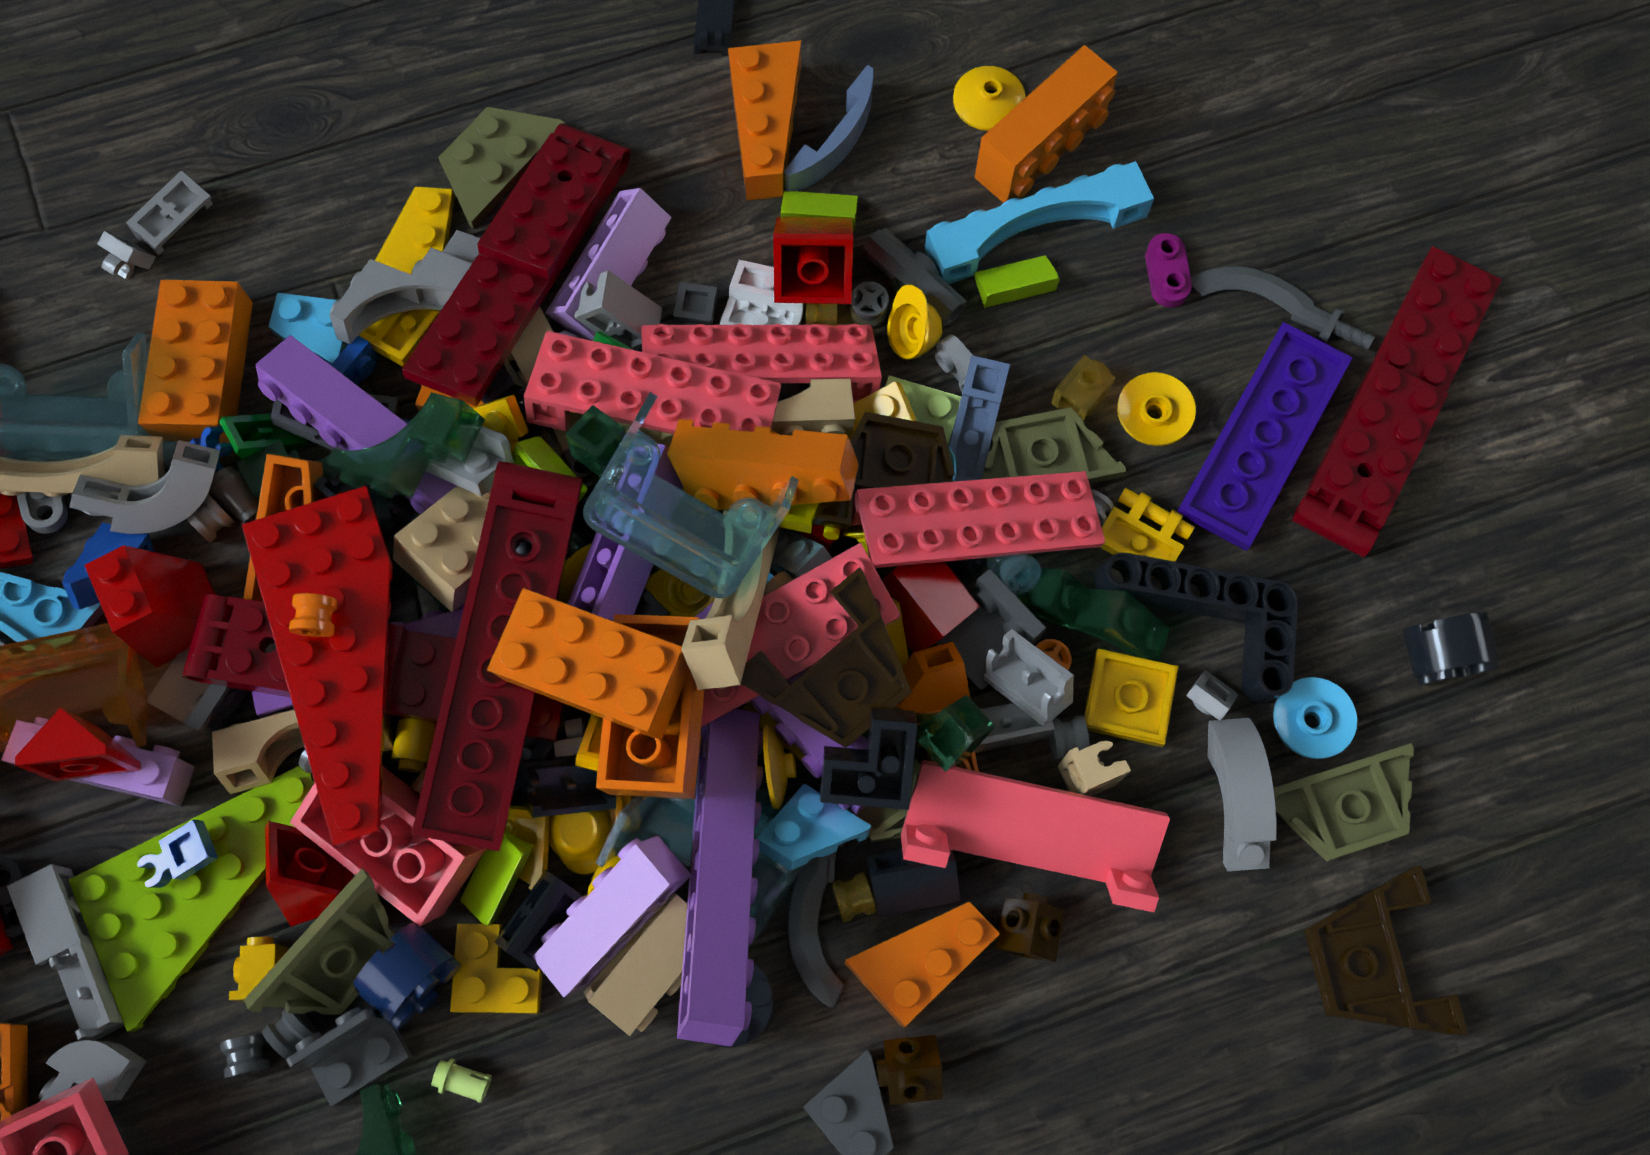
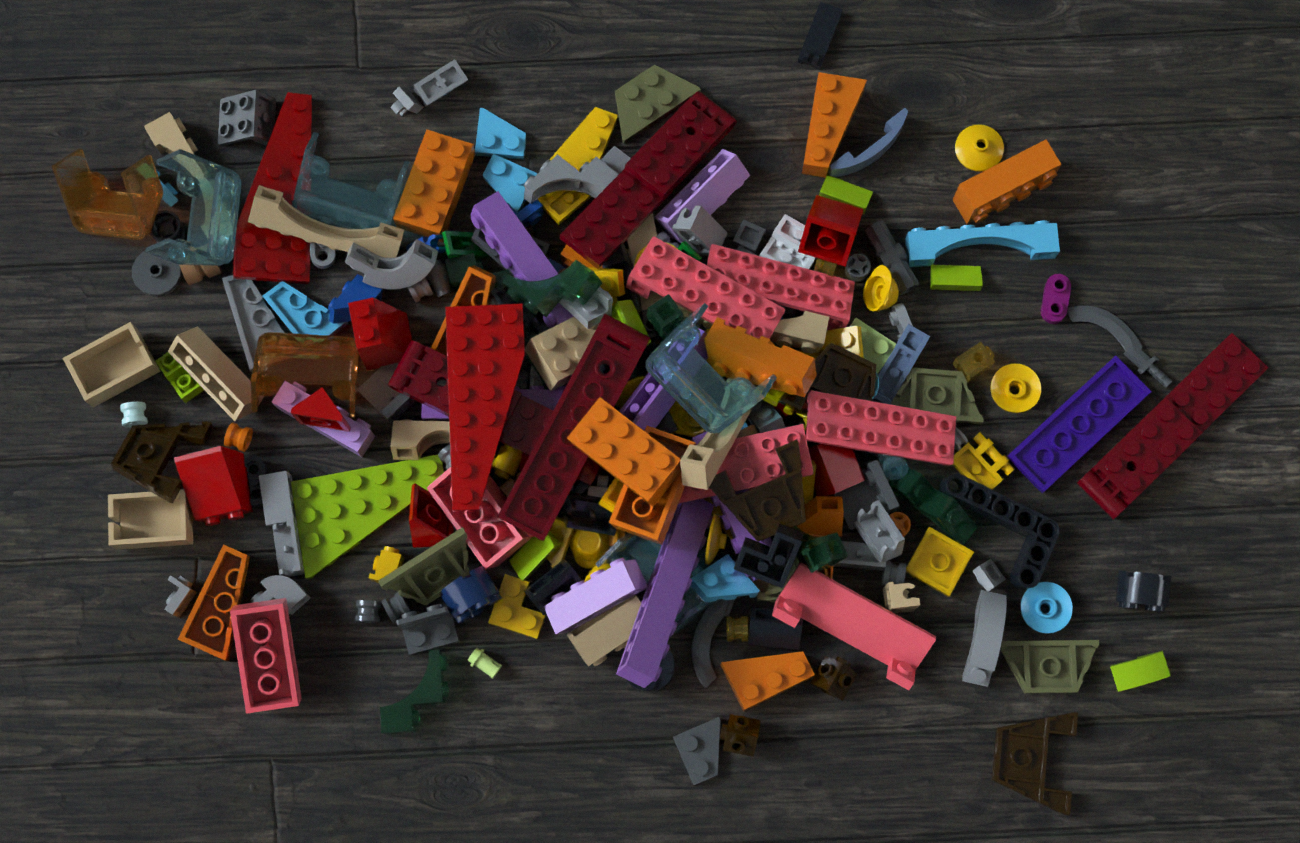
camera: 20 degrees right, 5 degrees up
(182, 855) = (362, 487): plate -> none
(281, 268) = (498, 137): none -> medium azure wing
(313, 615) = (475, 375): orange wheel -> none
(1489, 772) = (1140, 671): none -> lime slope

